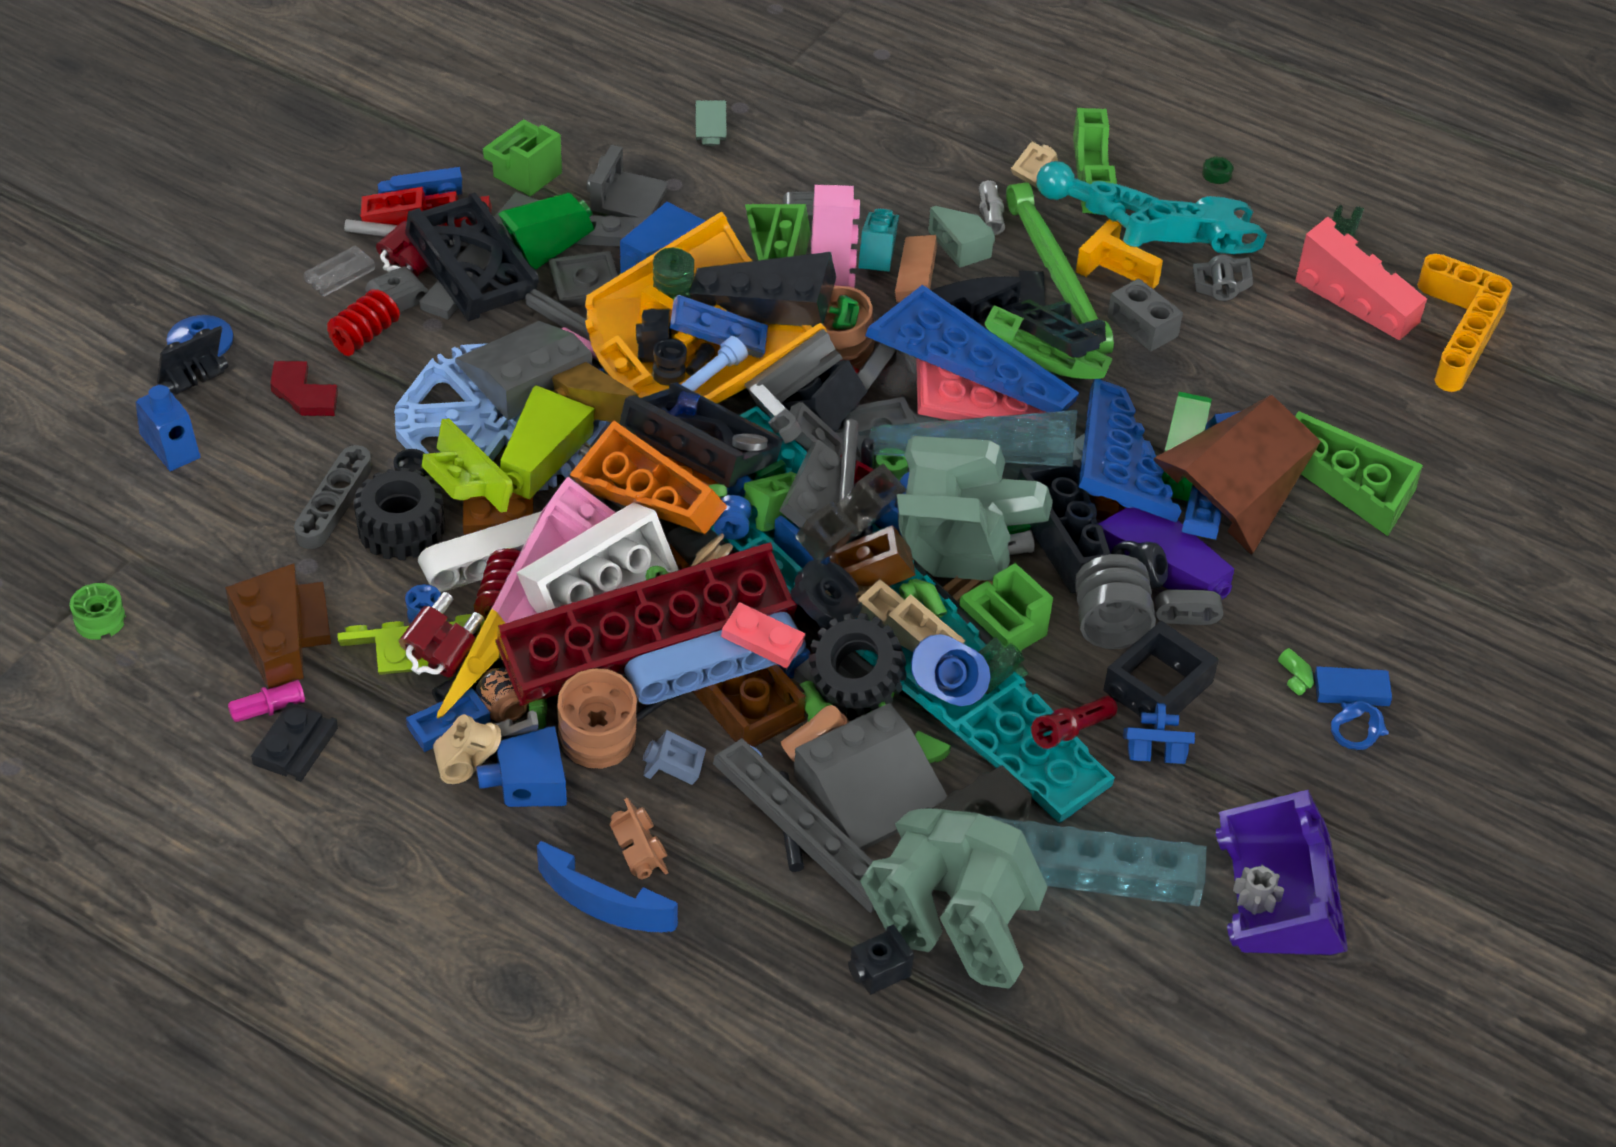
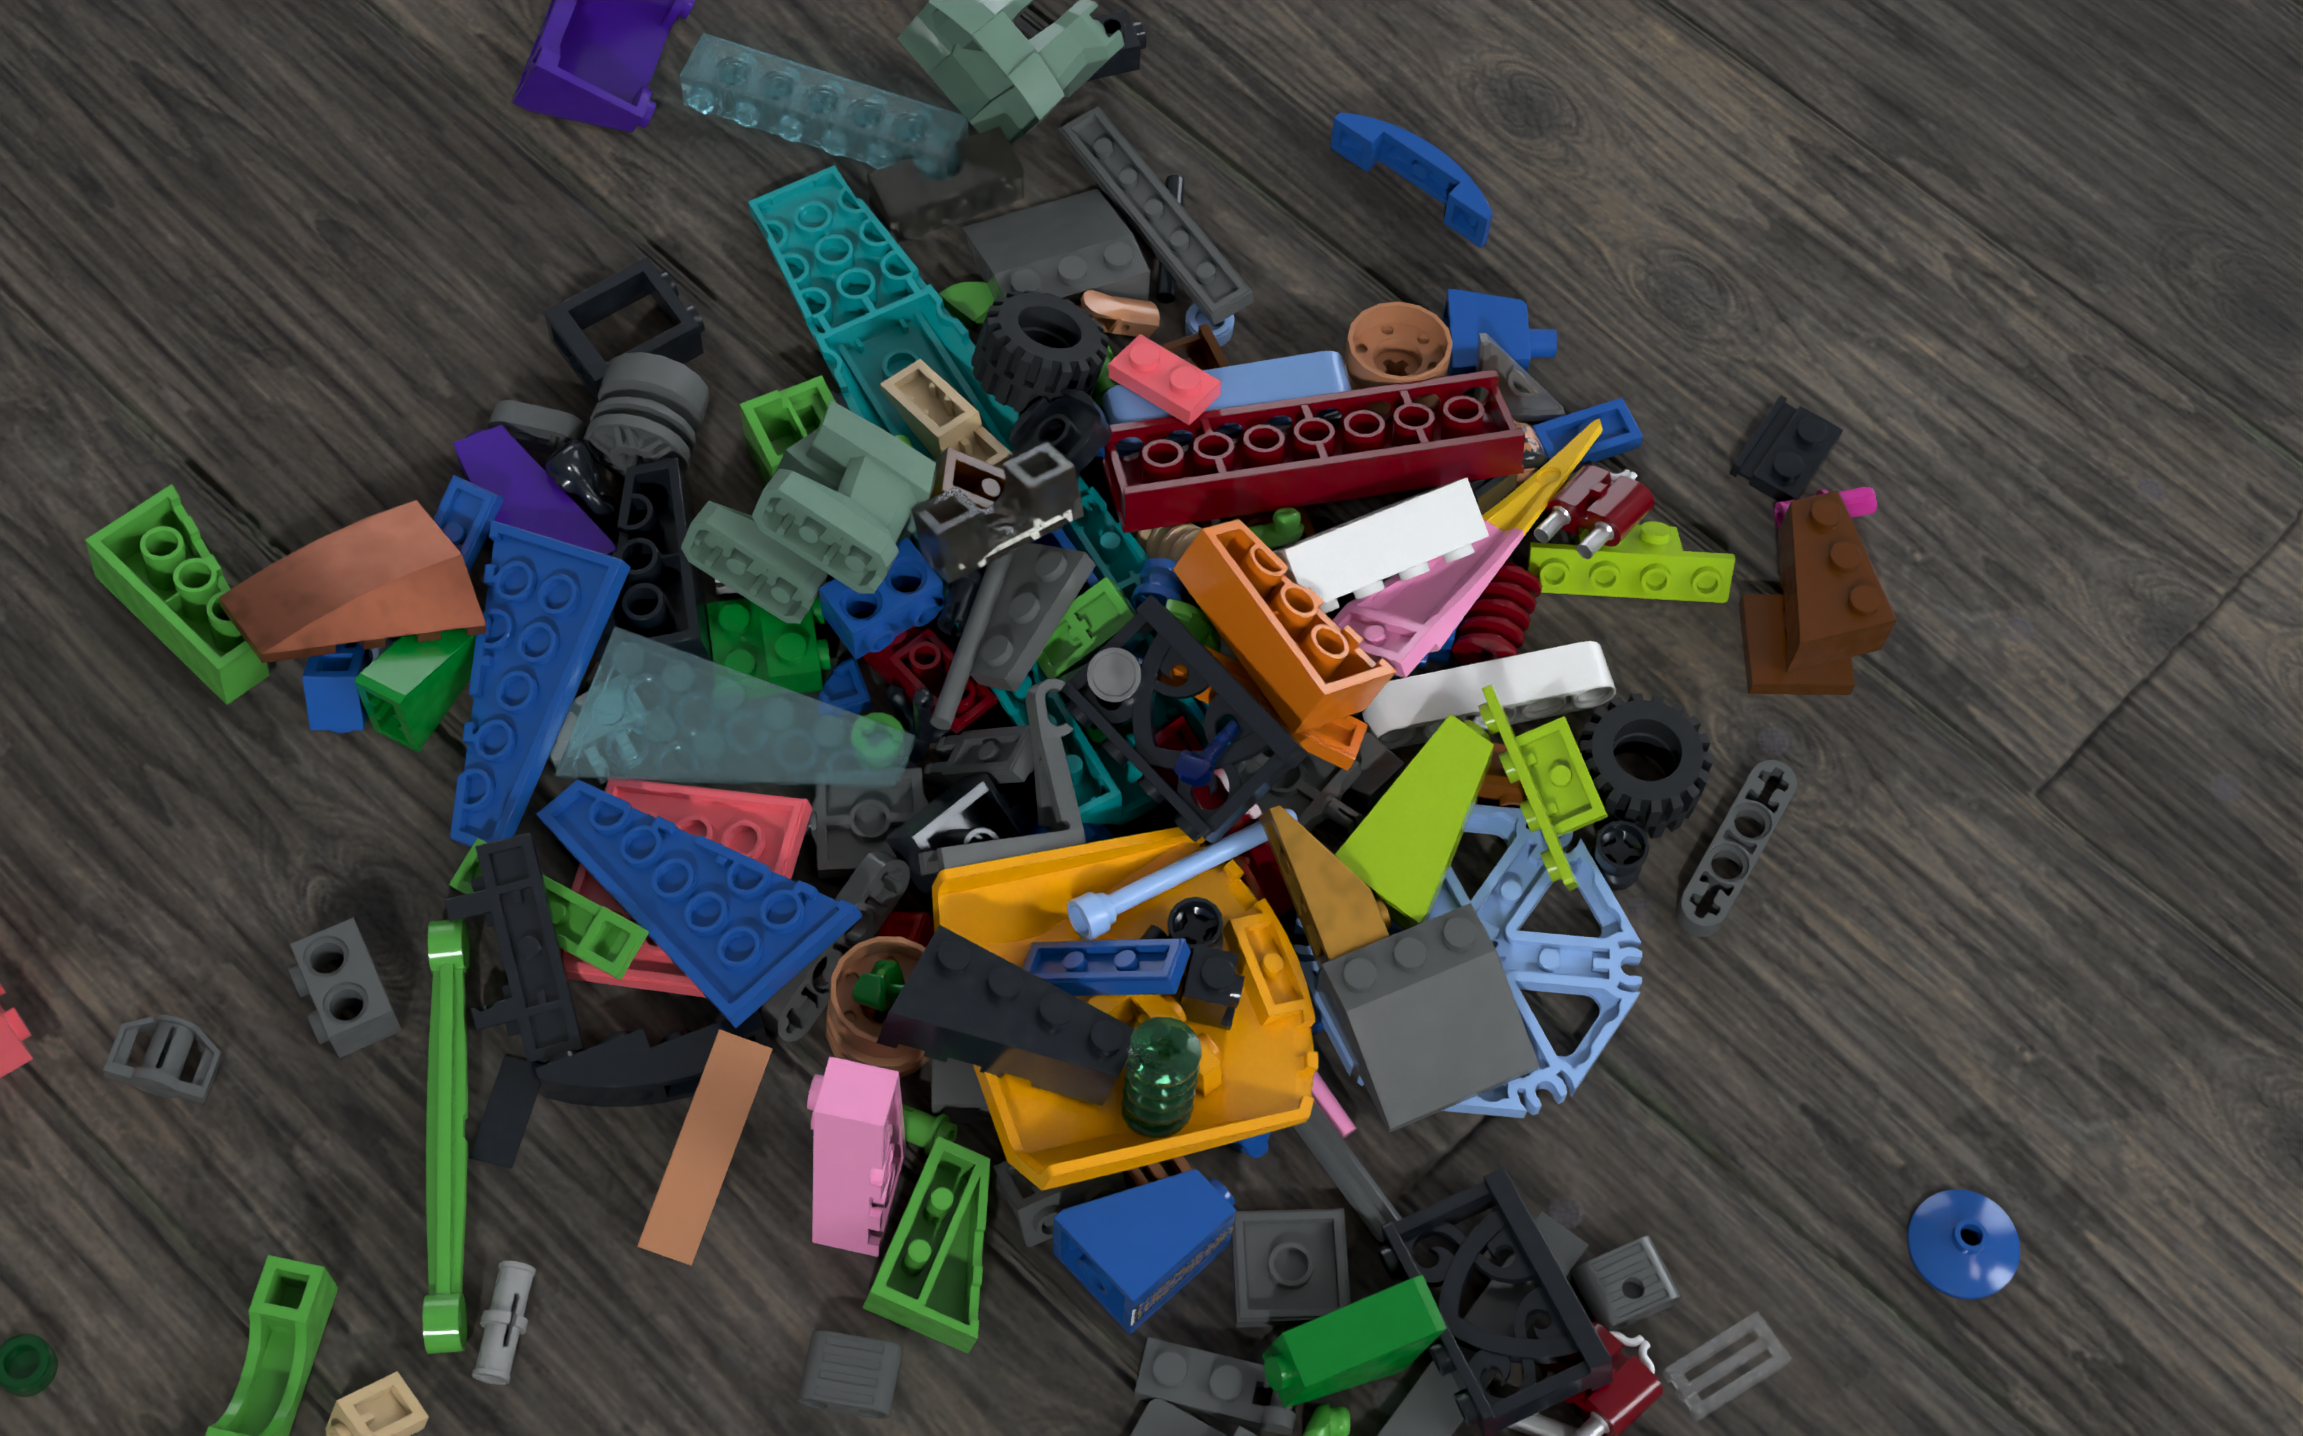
camera: 170 degrees left, 15 degrees up
(97, 610) = (2074, 669): bright green wheel -> none
(157, 416) = (2006, 998): blue torso -> none
(196, 355) = (1977, 1138): black hinge -> none
(290, 381) = (1781, 1059): dark red tile -> none
(362, 321) = (1687, 1191): red piece -> none
(419, 597) = (1613, 603): blue wheel -> none
(464, 748) = (1570, 370): tan piece -> none
(647, 850) = (1355, 221): nougat hinge -> none
(674, 756) = (1299, 326): sand blue bracket -> none
(878, 240) = (741, 1265): teal slope -> none
(950, 670) = (916, 332): blue piece -> none
(961, 235) = (588, 1237): sand green slope -> none
(1002, 662) = (847, 346): clear green bracket -> none
(1067, 723) = (789, 250): dark red pin -> none
(1109, 251) = (342, 1164): light orange bracket -> none
(1175, 741) = (669, 239): blue hips -> none
(1207, 221) = (126, 1167): teal piece -> none
(1258, 889) = (637, 32): light grey gear -> none
(1300, 669) = (428, 314): bright green arm -> none
(1350, 712) = (375, 228): blue piece -> none
(1353, 685) = (370, 288): blue tile -> none

